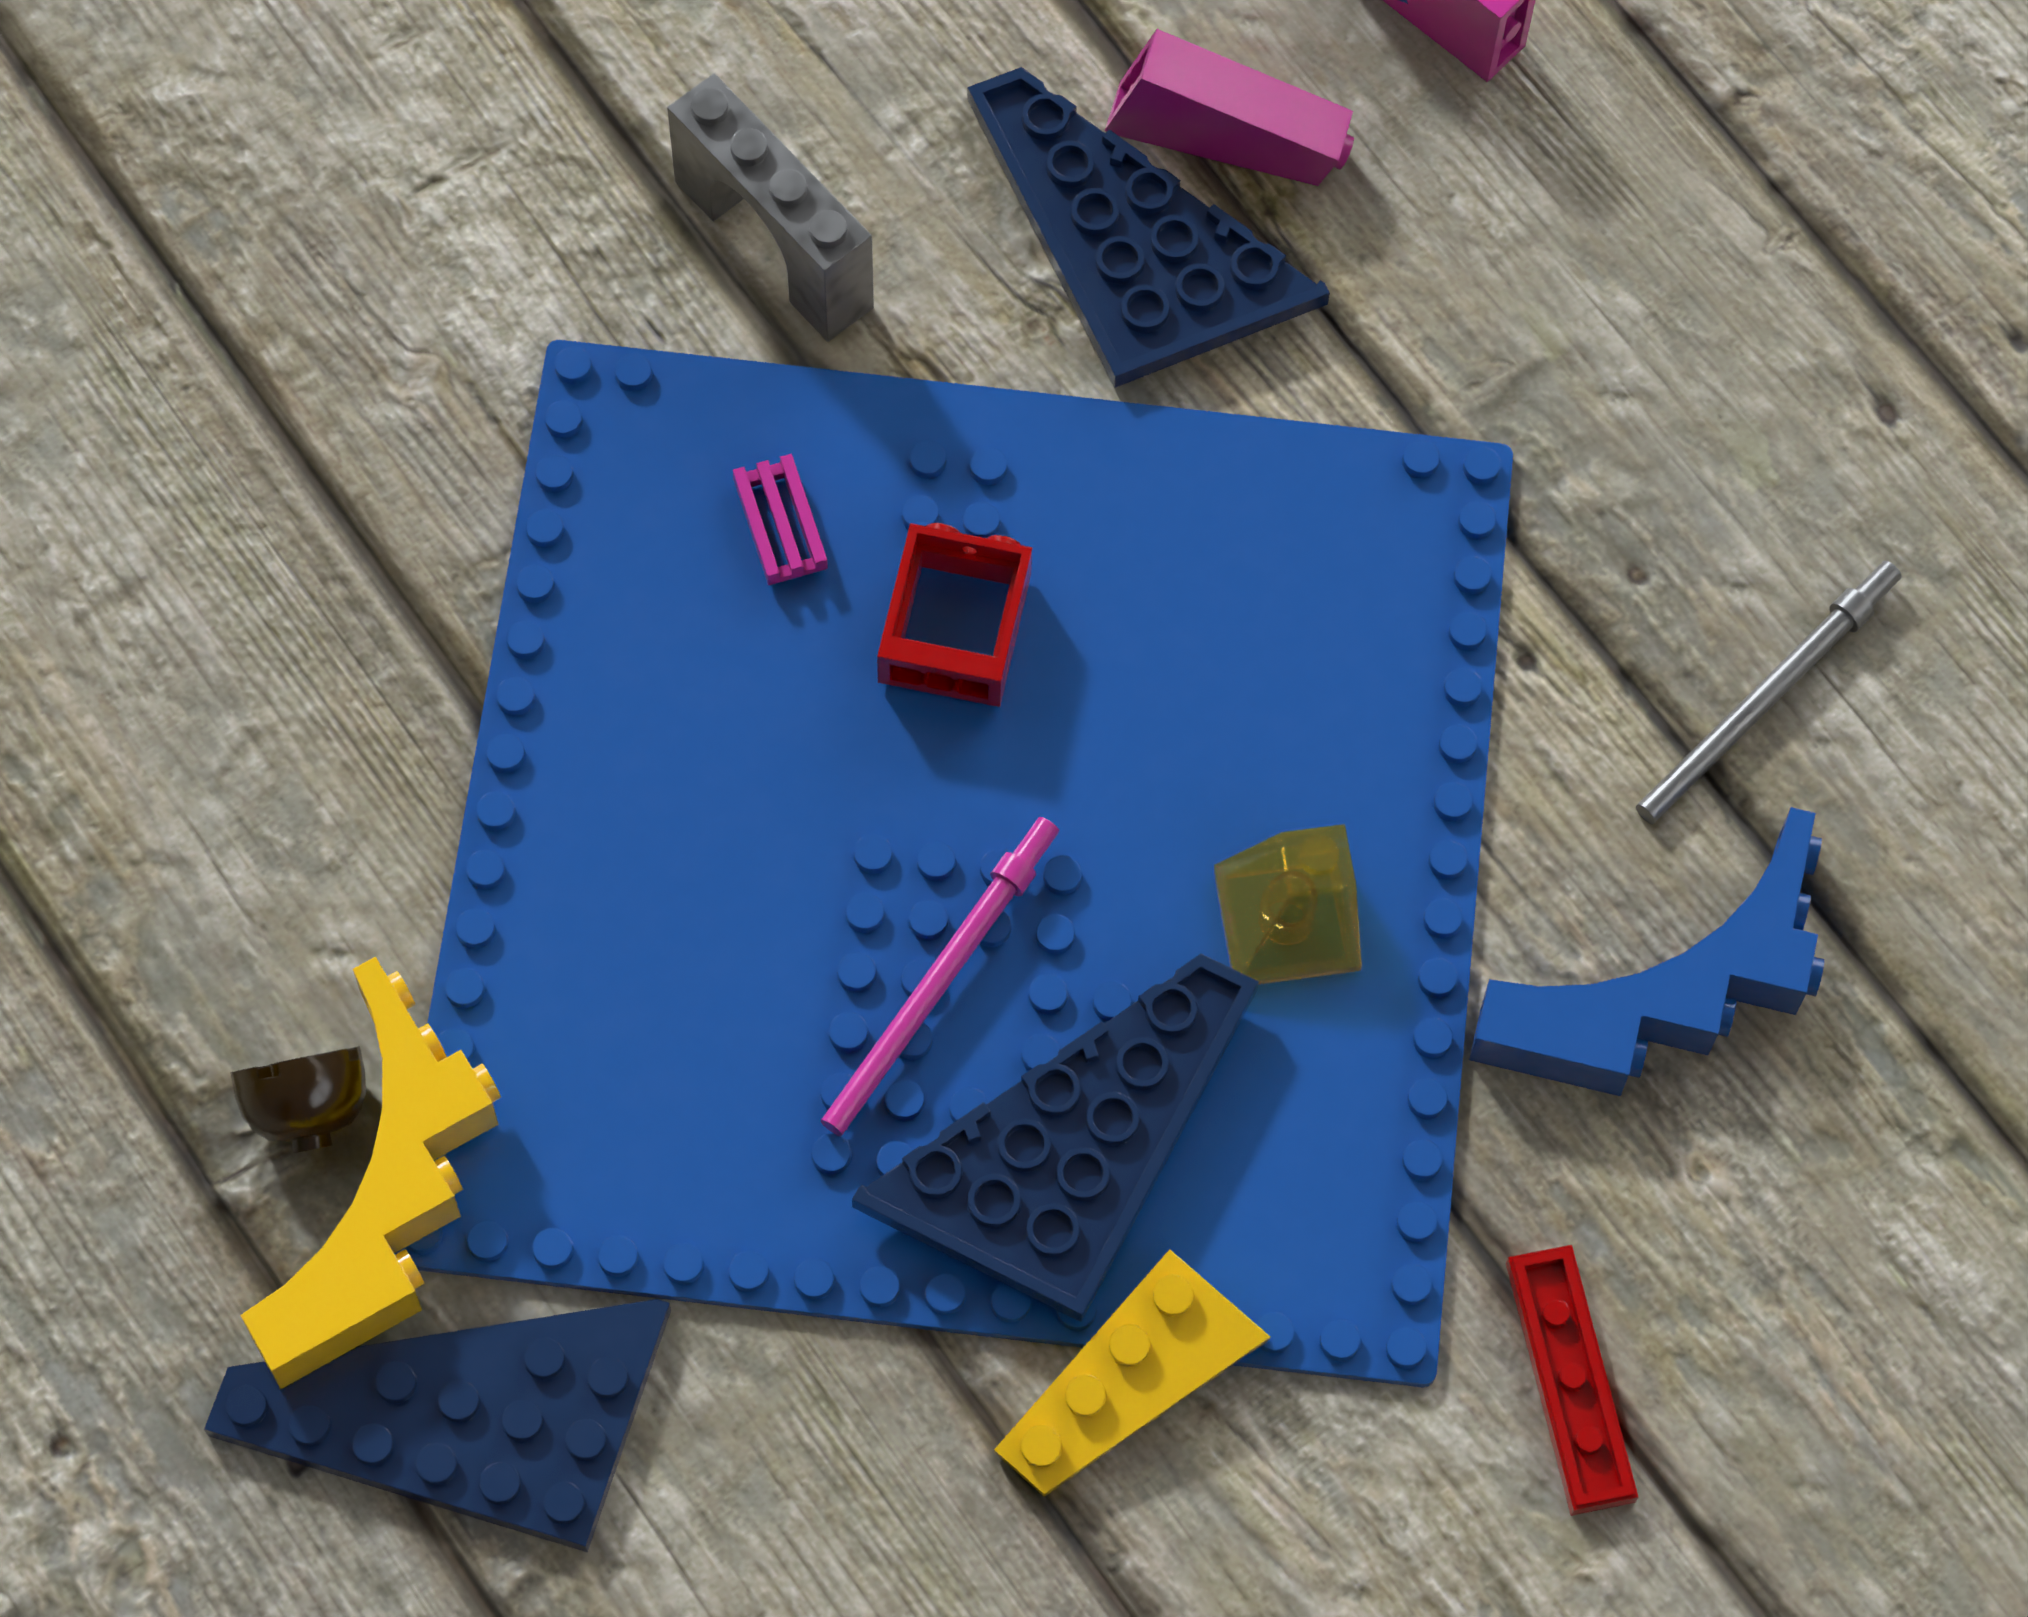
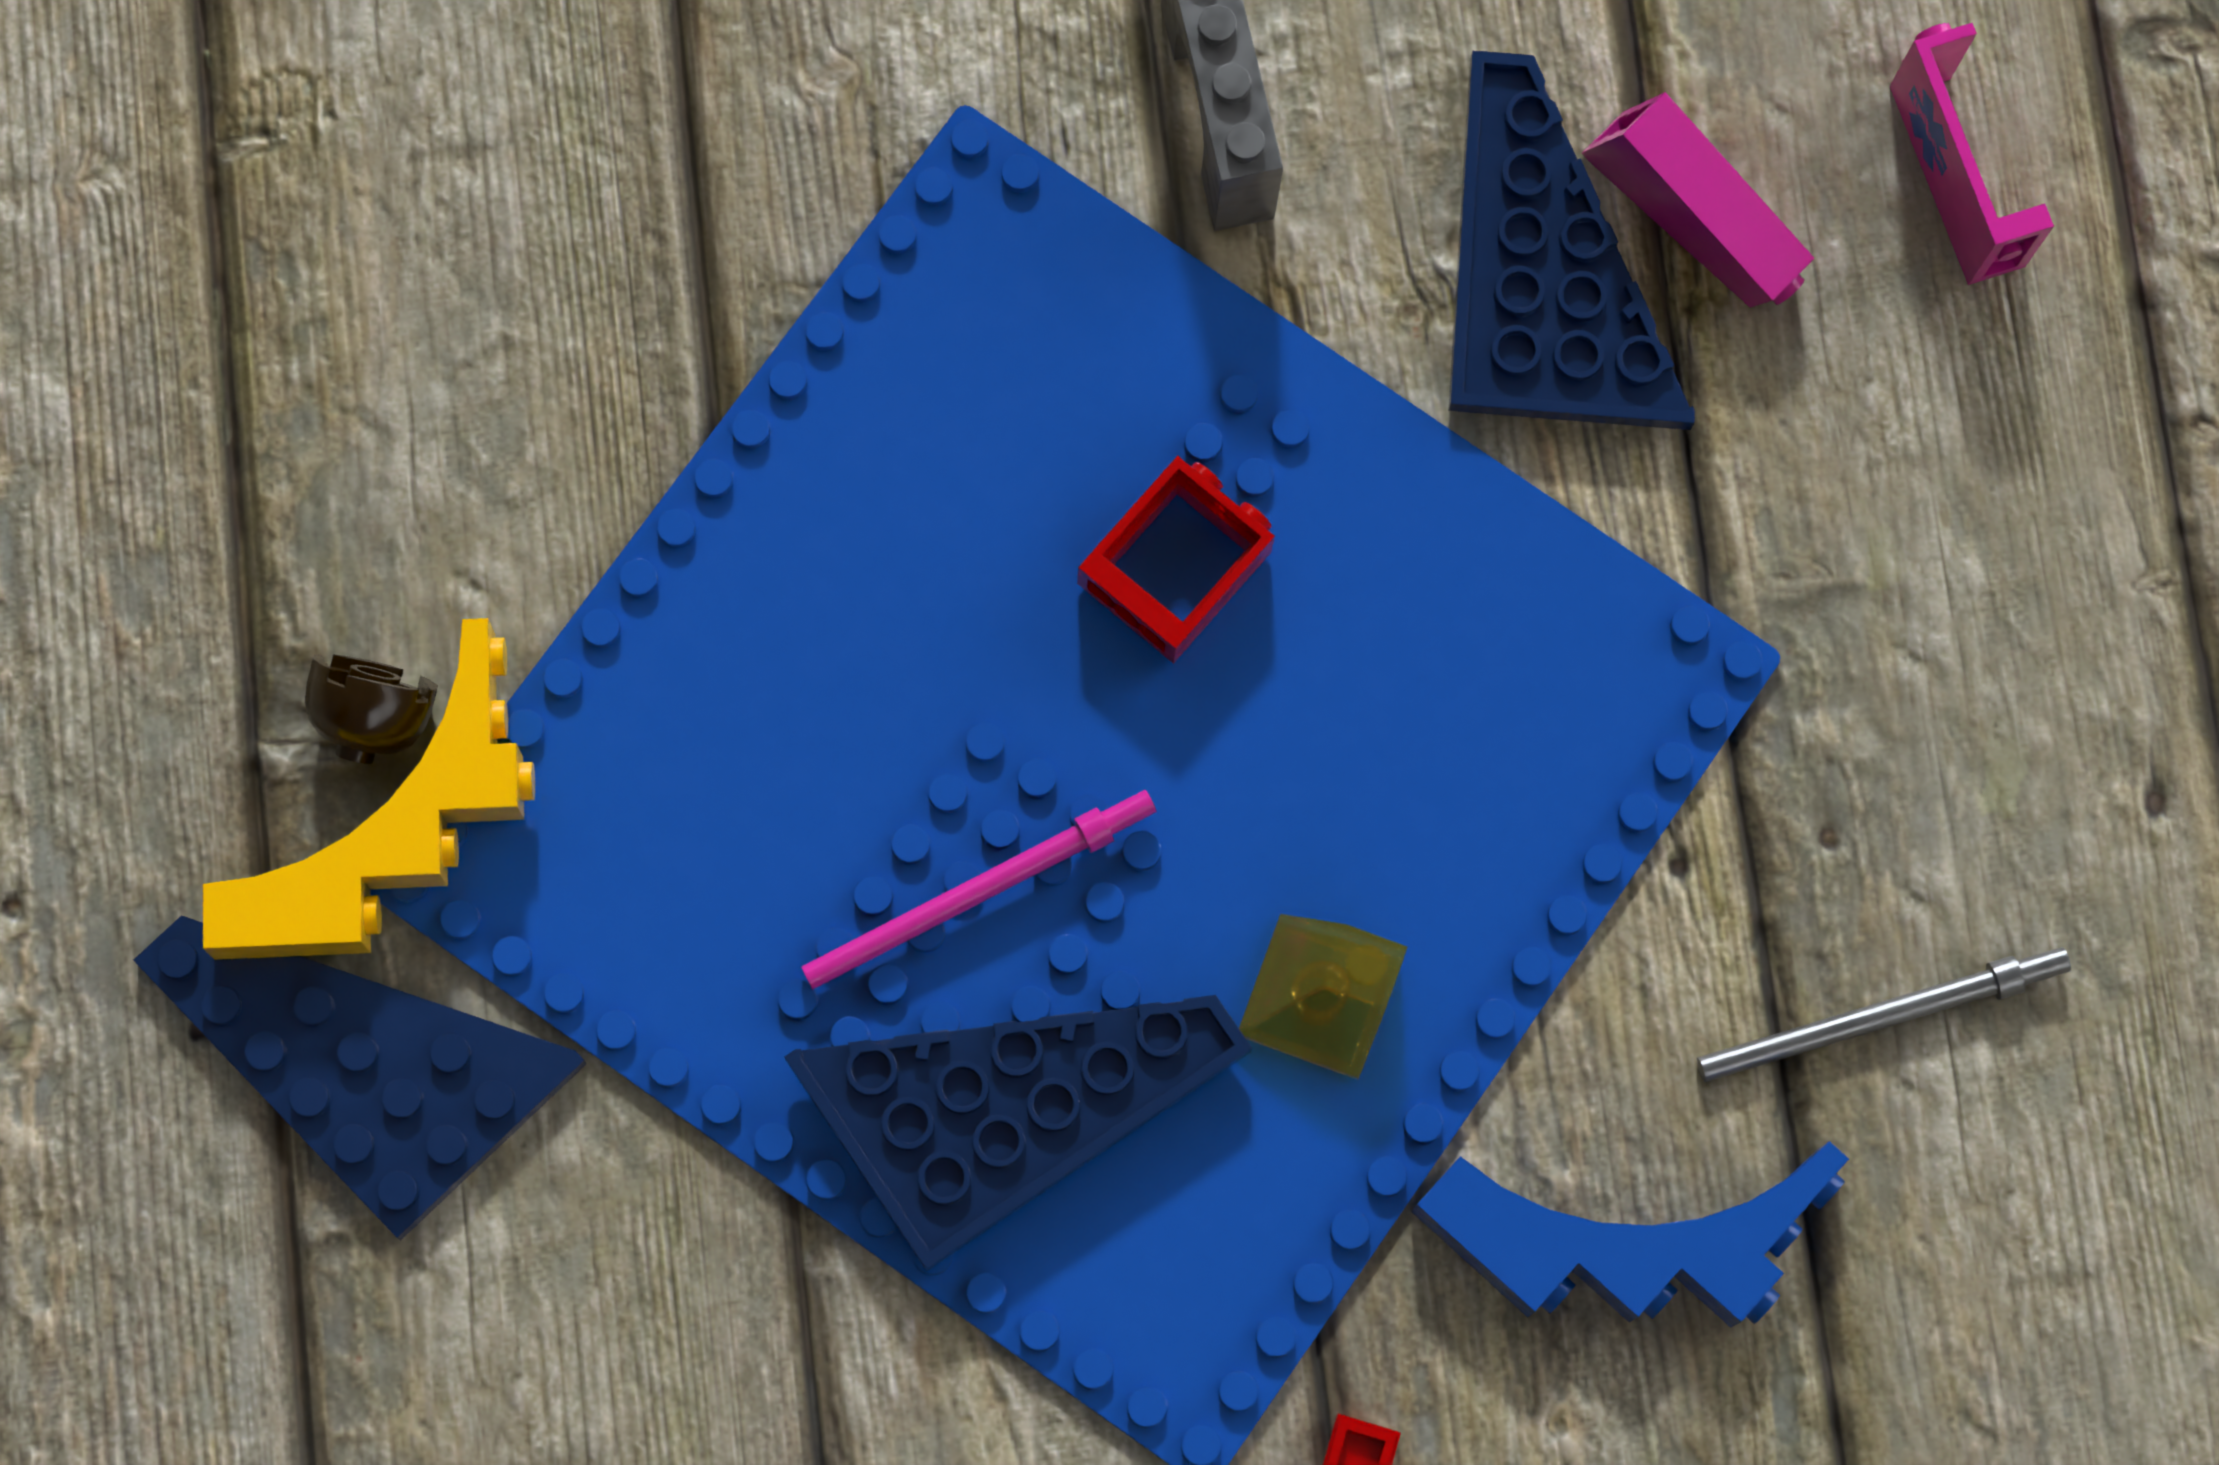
camera: 25 degrees right, 10 degrees up
(766, 476) = (1081, 335): dark pink tile -> none
(1139, 1364) = (959, 1336): yellow wing -> none

